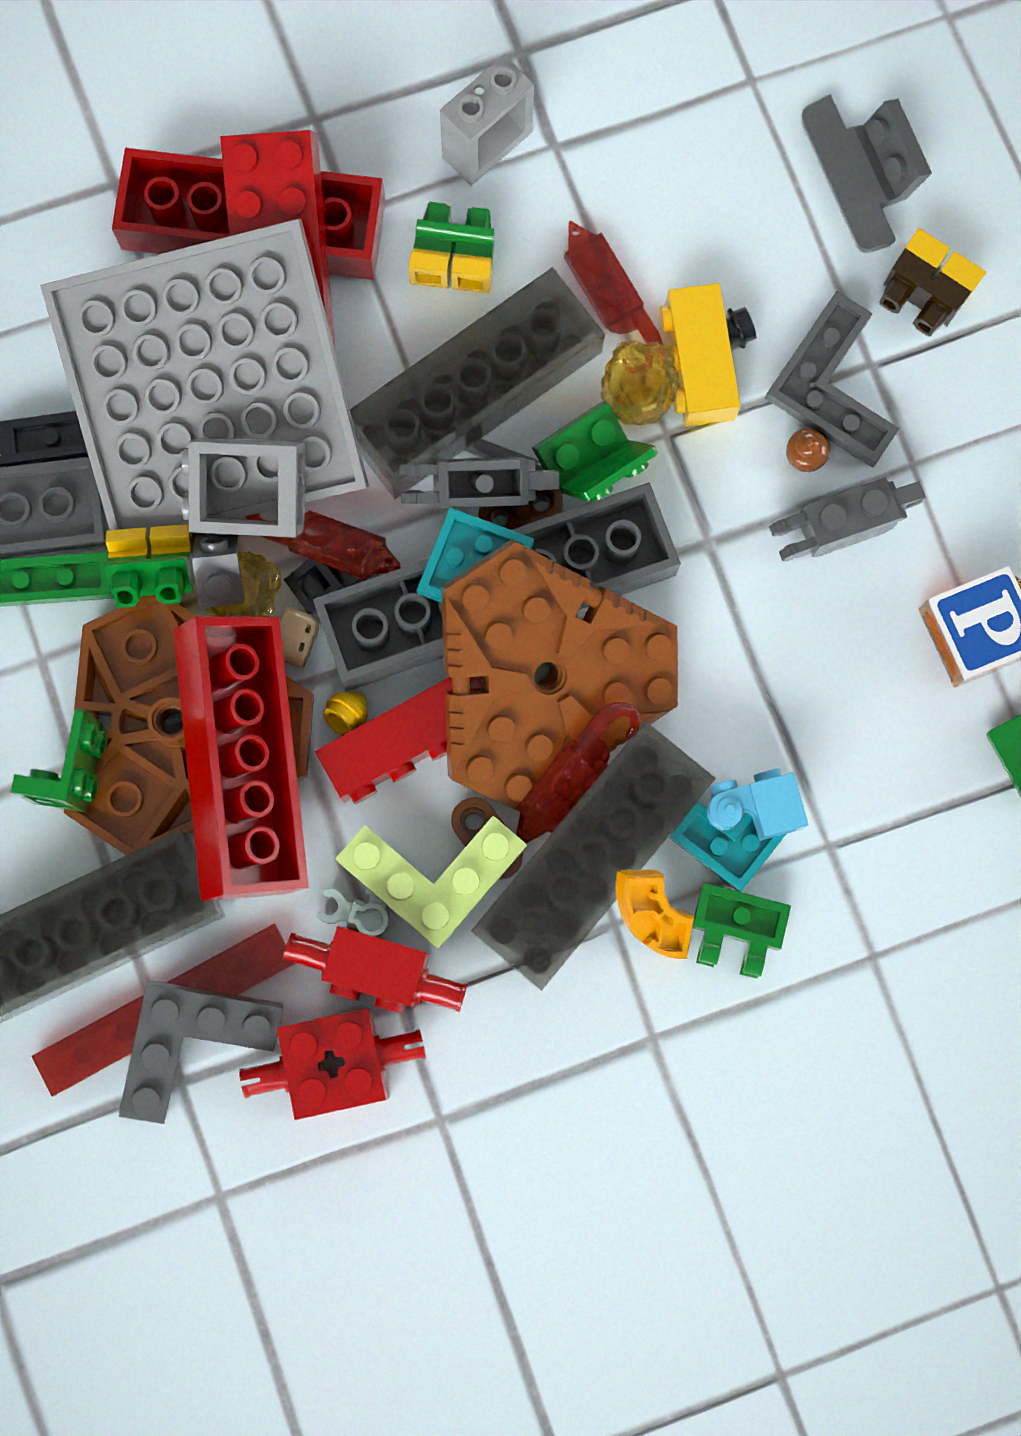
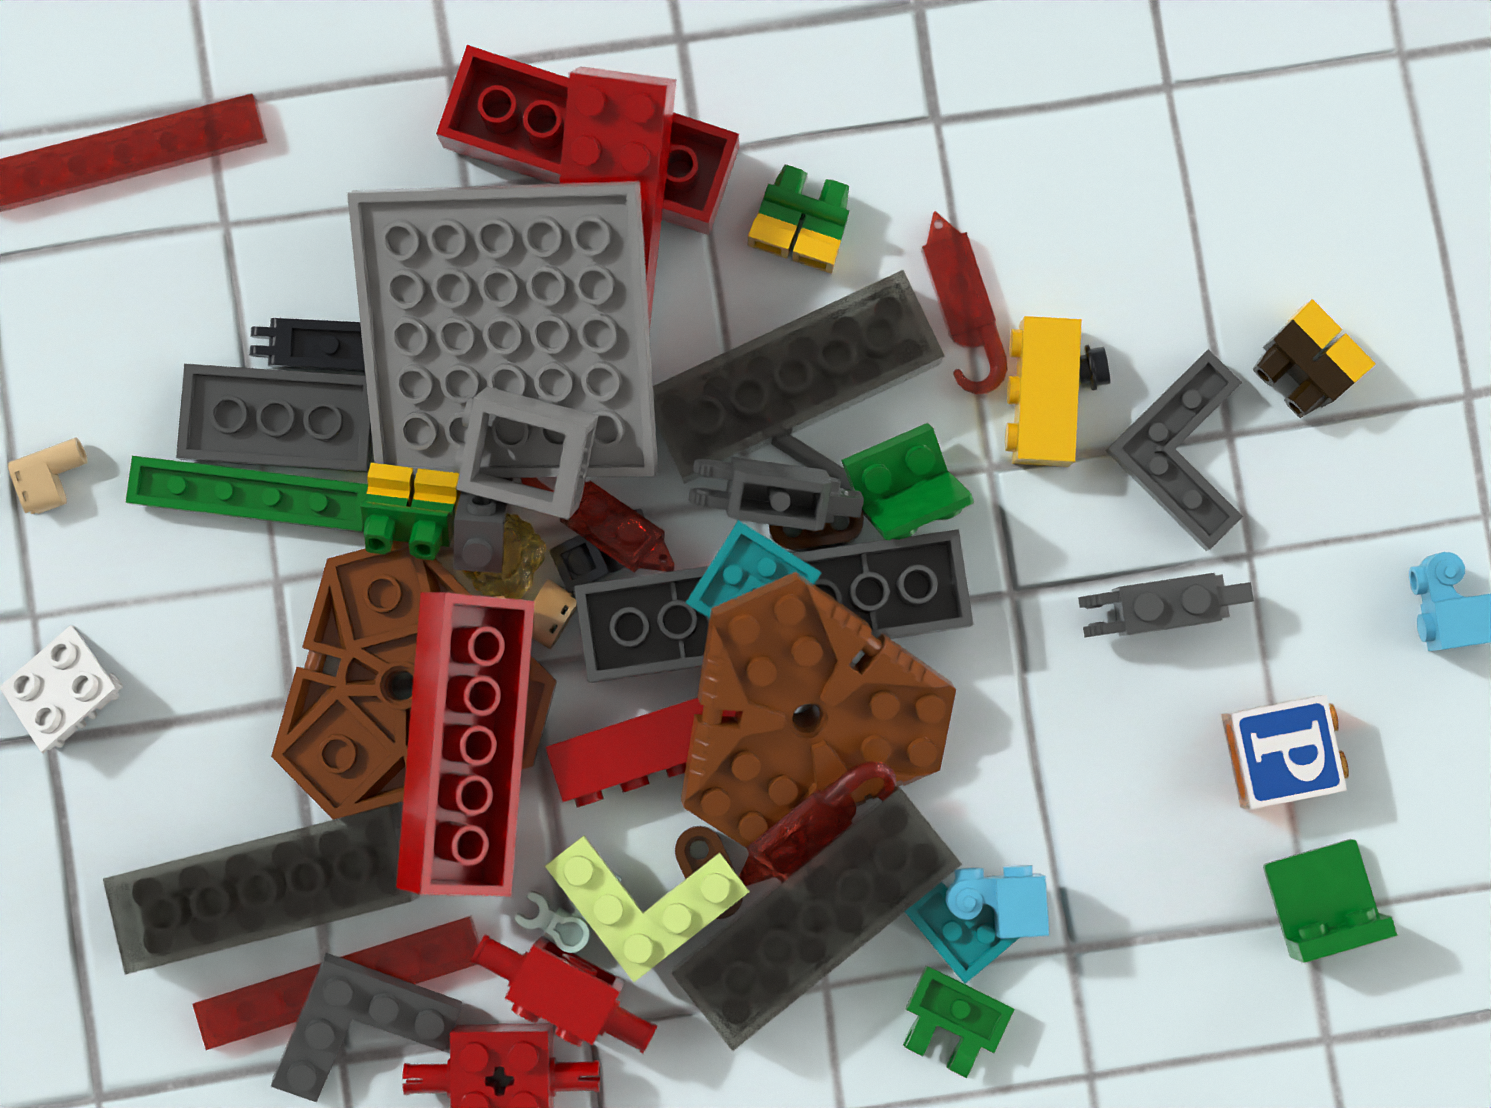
camera: 15 degrees right, 5 degrees up
(77, 782) = (293, 732): green bracket -> none
(345, 712) = (588, 707): yellow plate -> none
(500, 113) = (855, 98): light grey window -> none
(640, 382) = (973, 410): clear yellow hair -> none
(650, 915) = (862, 991): light orange tile -> none
(807, 450) = (1139, 518): dark orange plate -> none
(866, 166) = (1272, 212): dark grey plate -> none

